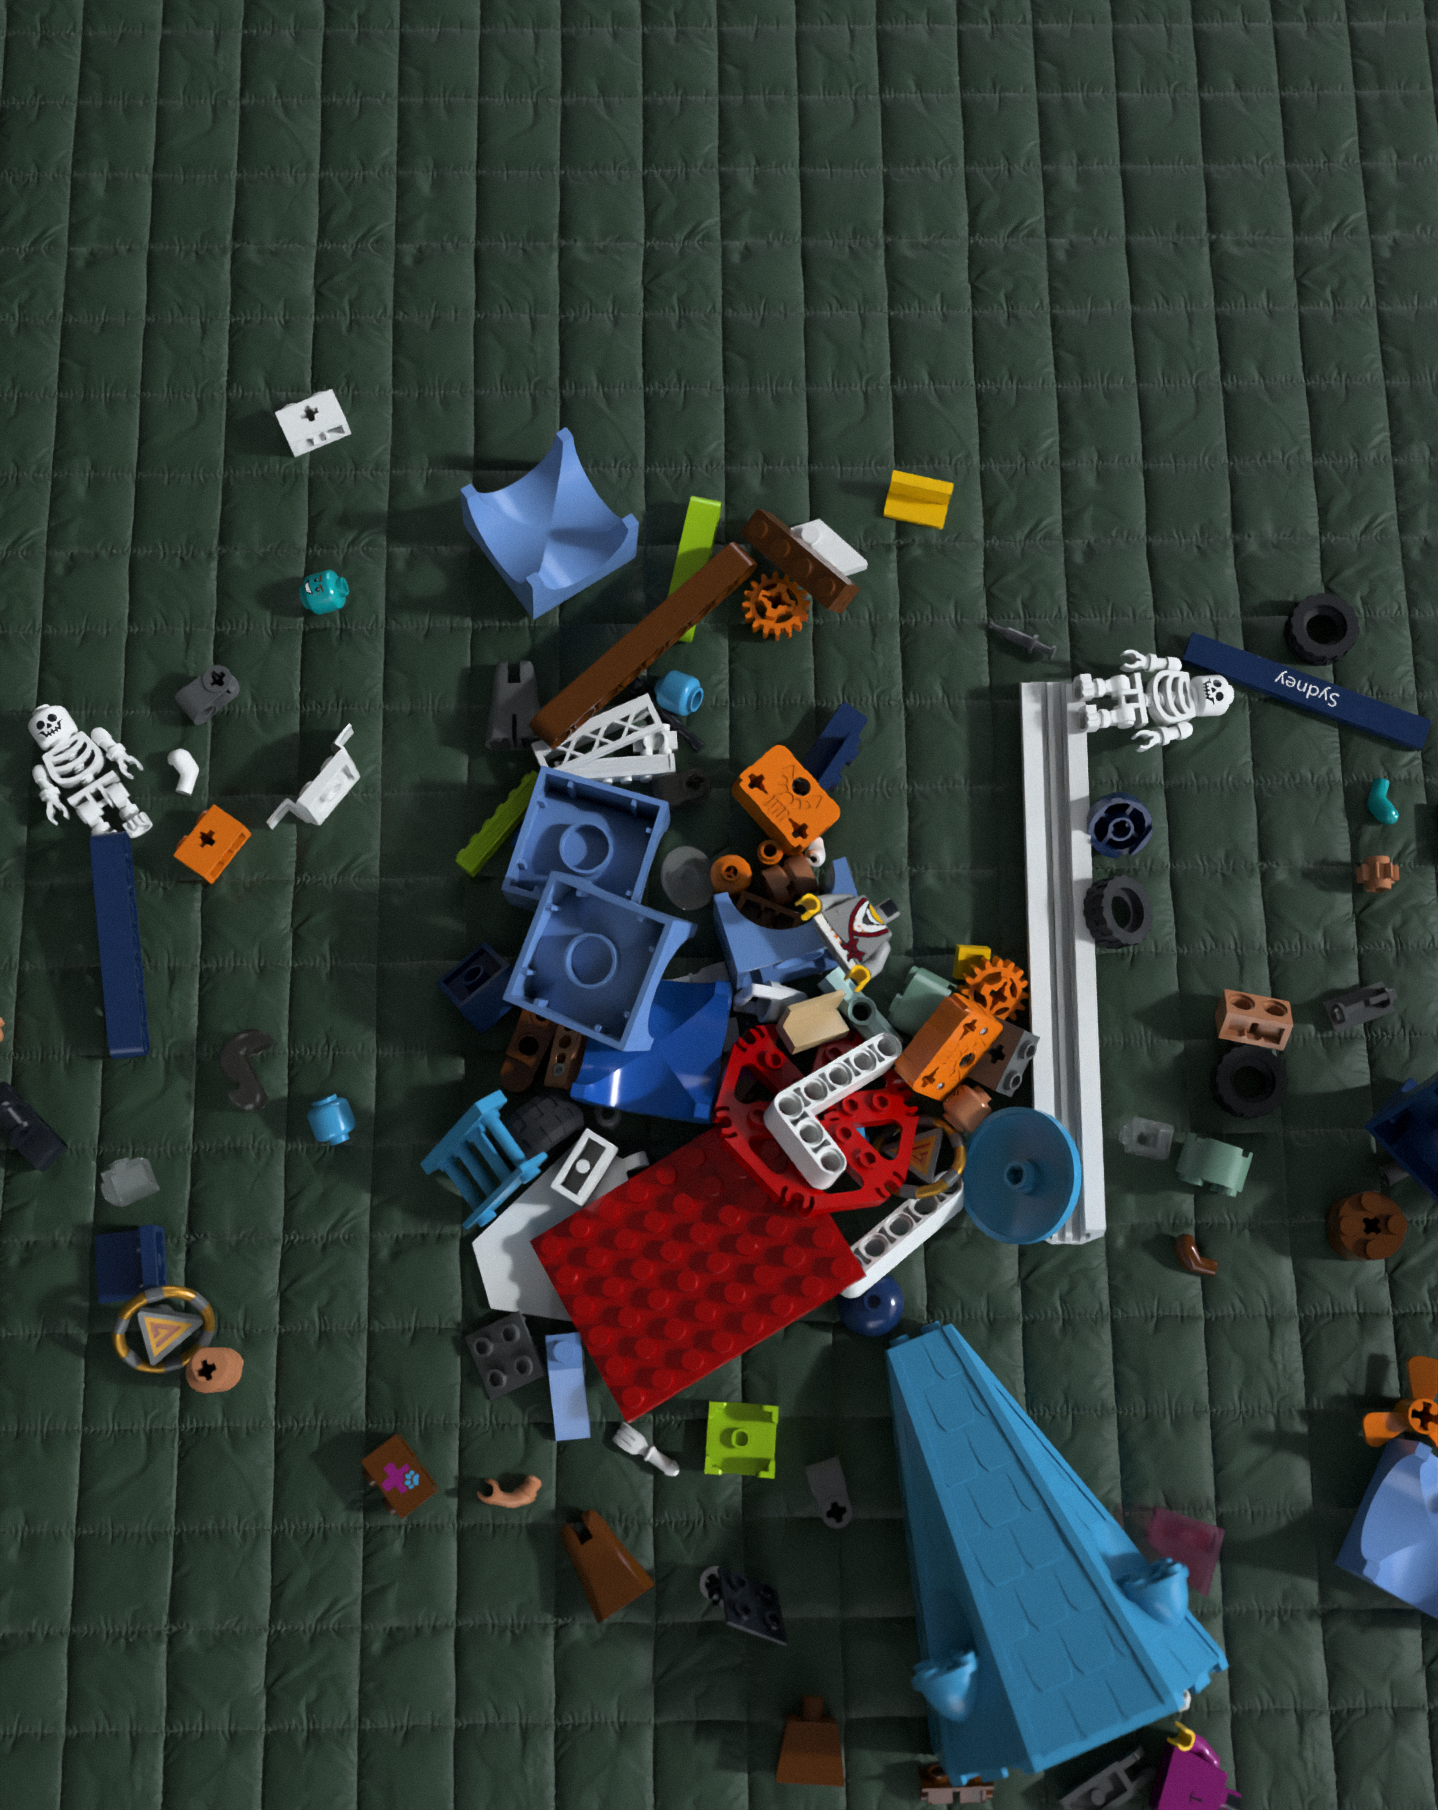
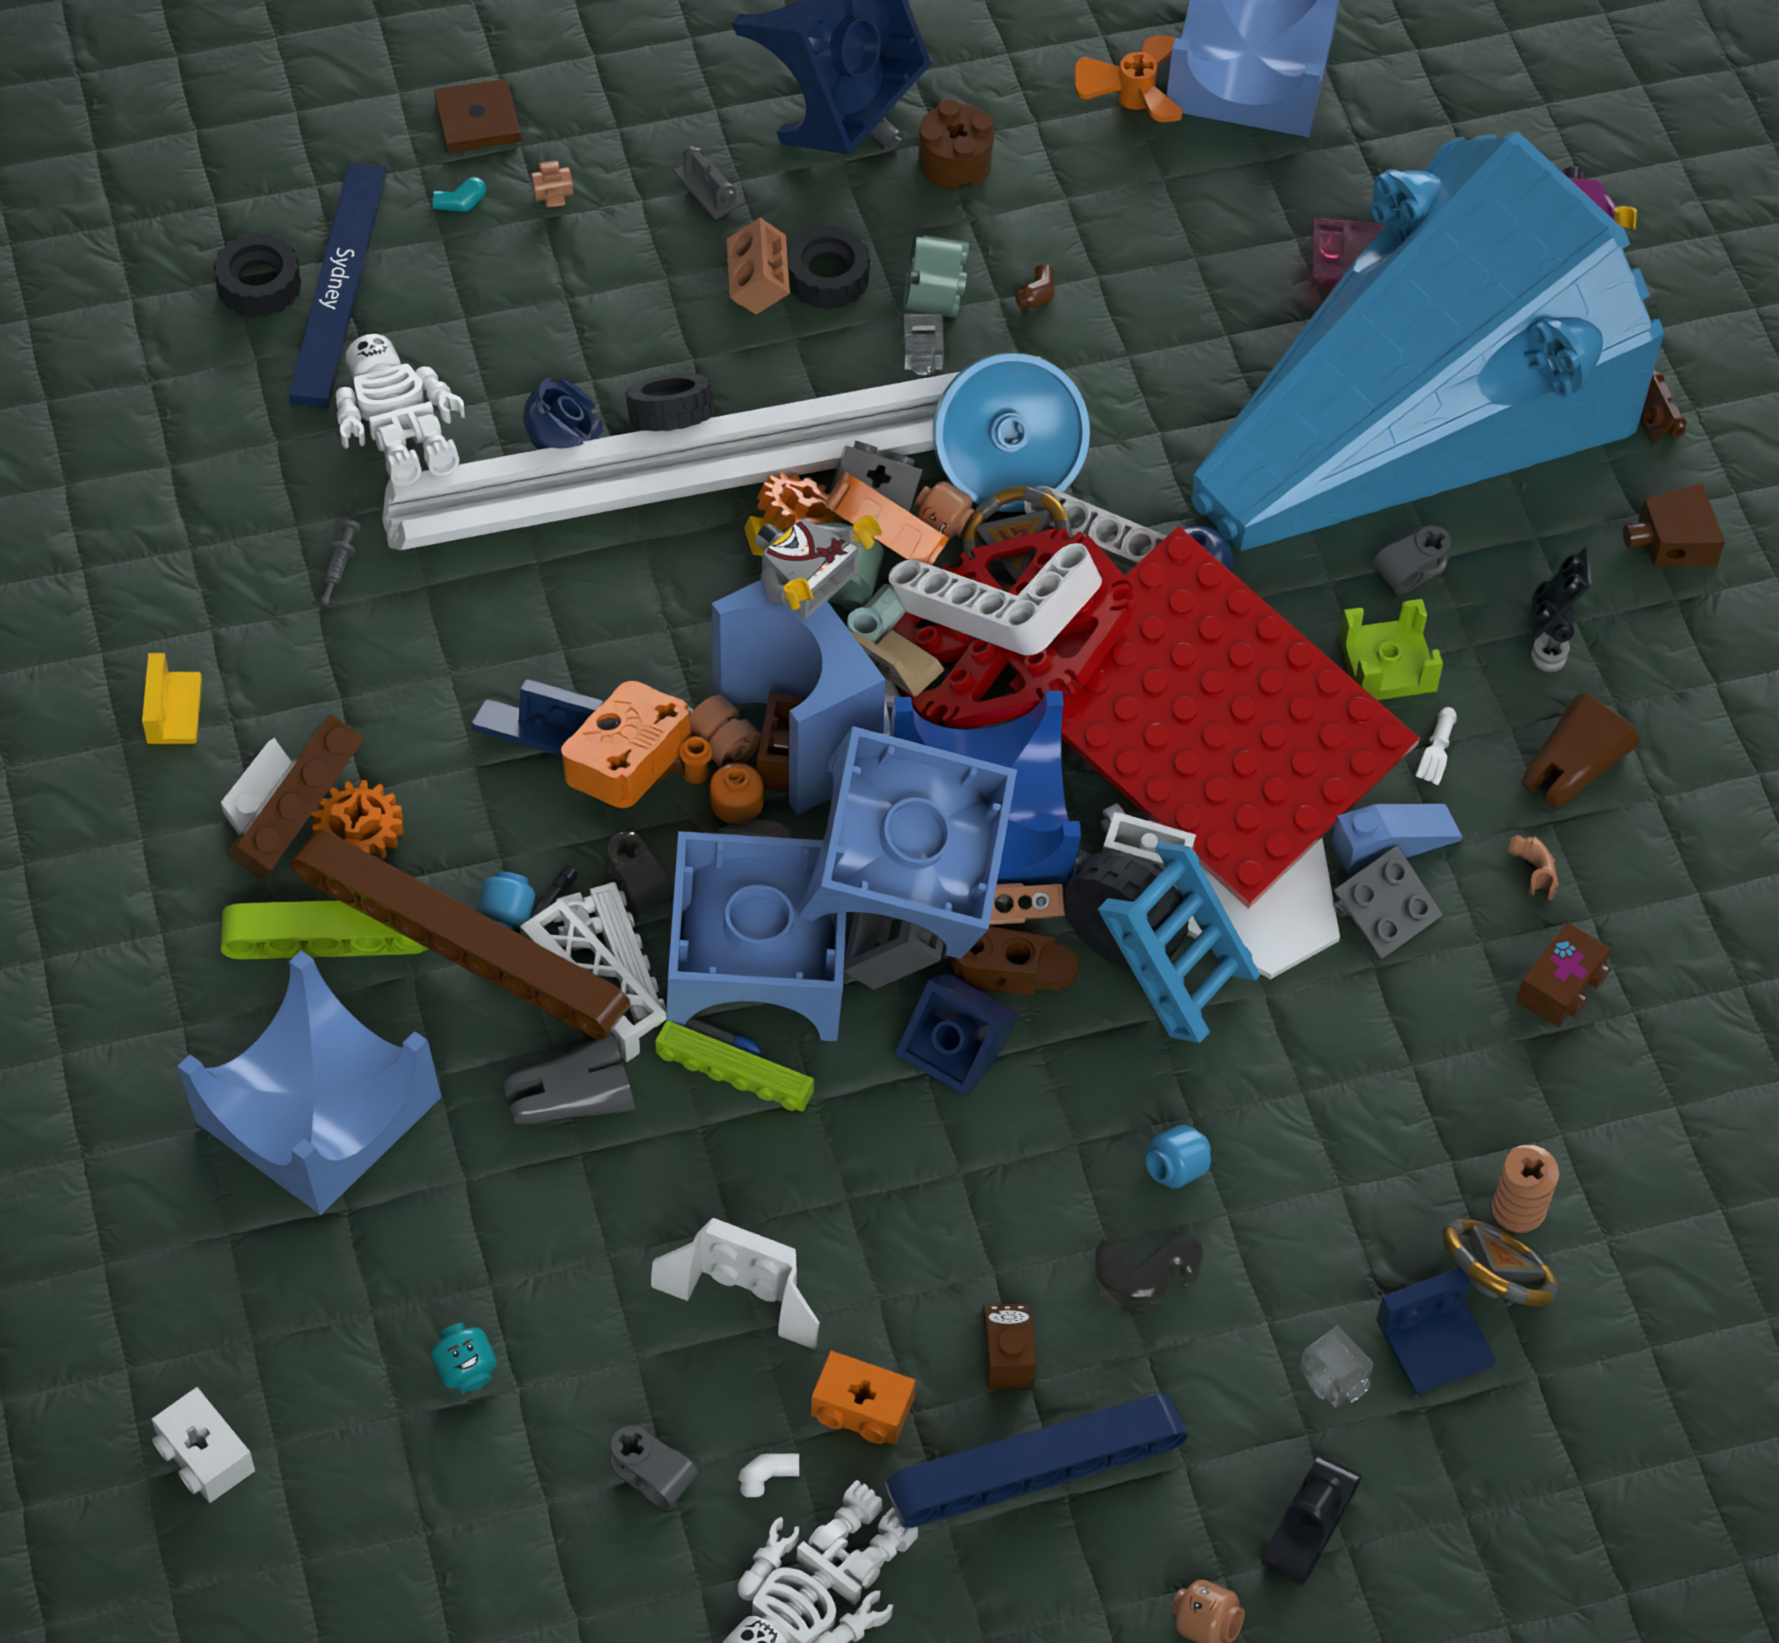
camera: 105 degrees left, 20 degrees down
(224, 955) = (1009, 1346): none -> reddish brown slope

